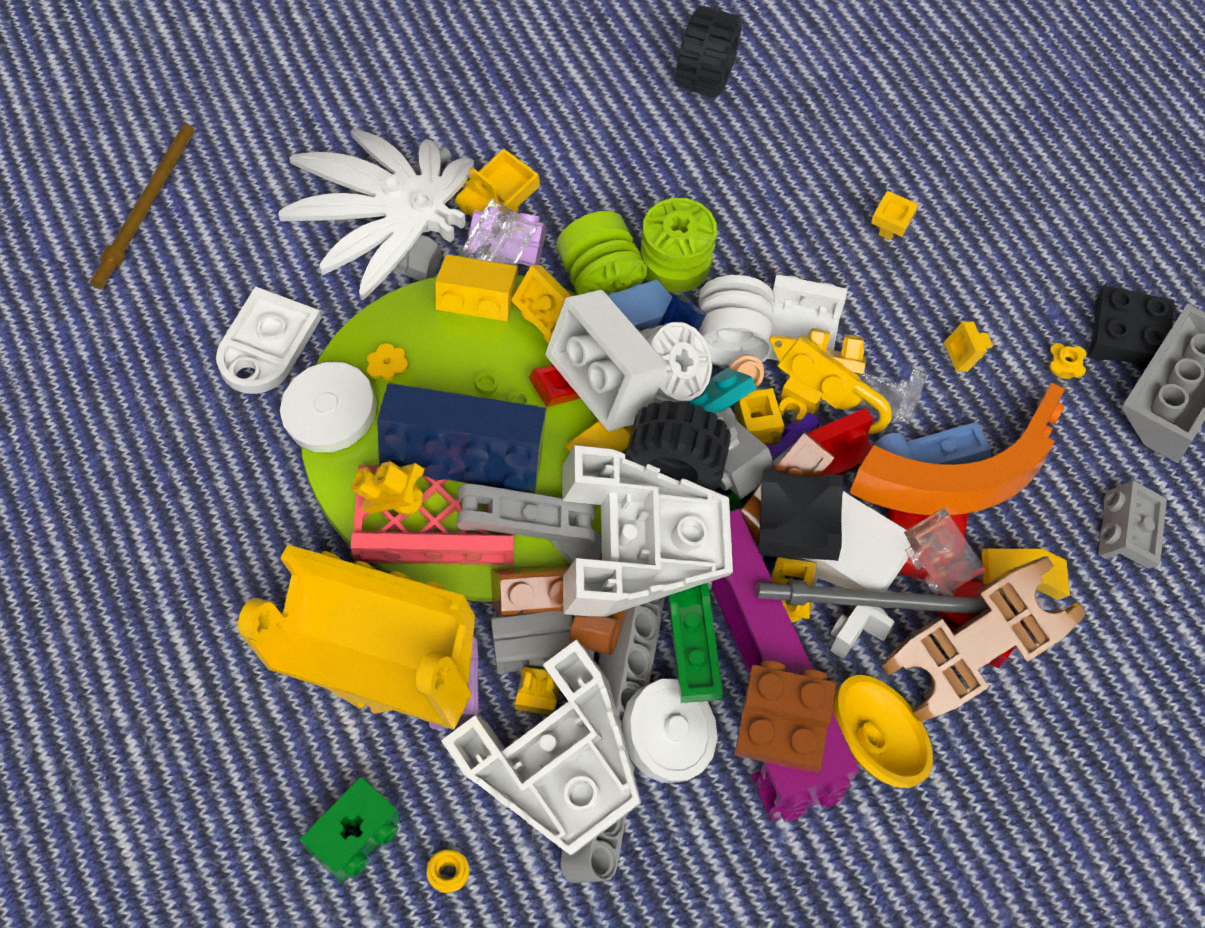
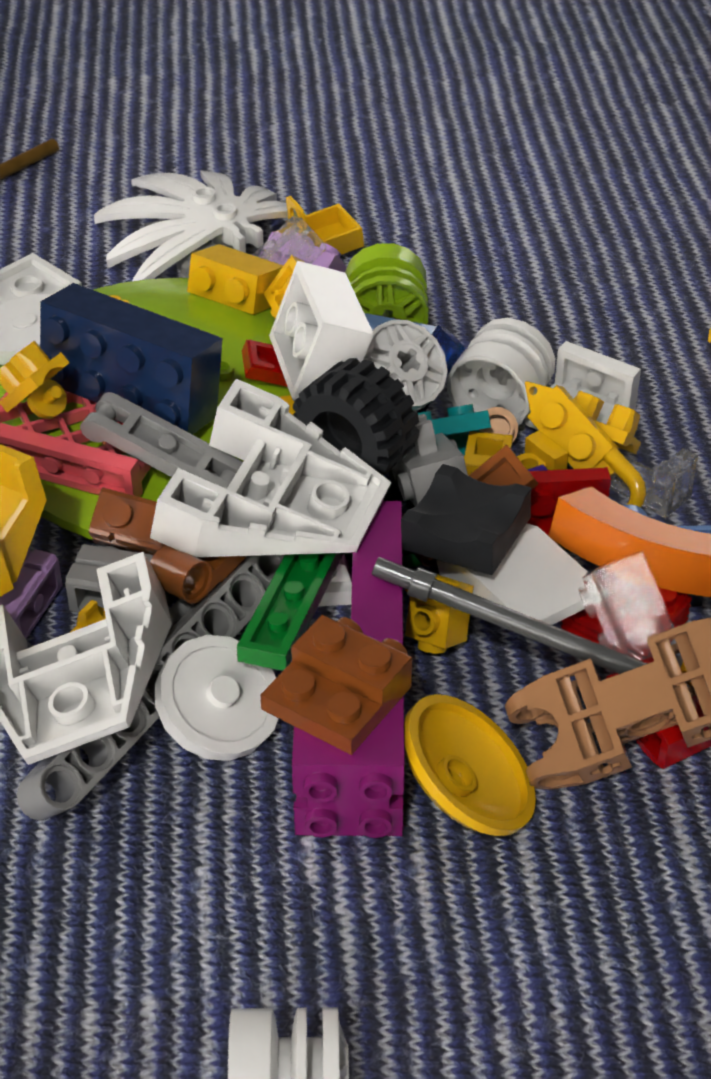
camera: 25 degrees right, 20 degrees down
(678, 244) = (474, 293): lime wheel -> none
(708, 51) = (592, 170): black tyre -> none
(847, 629) = (497, 671): white bracket -> none

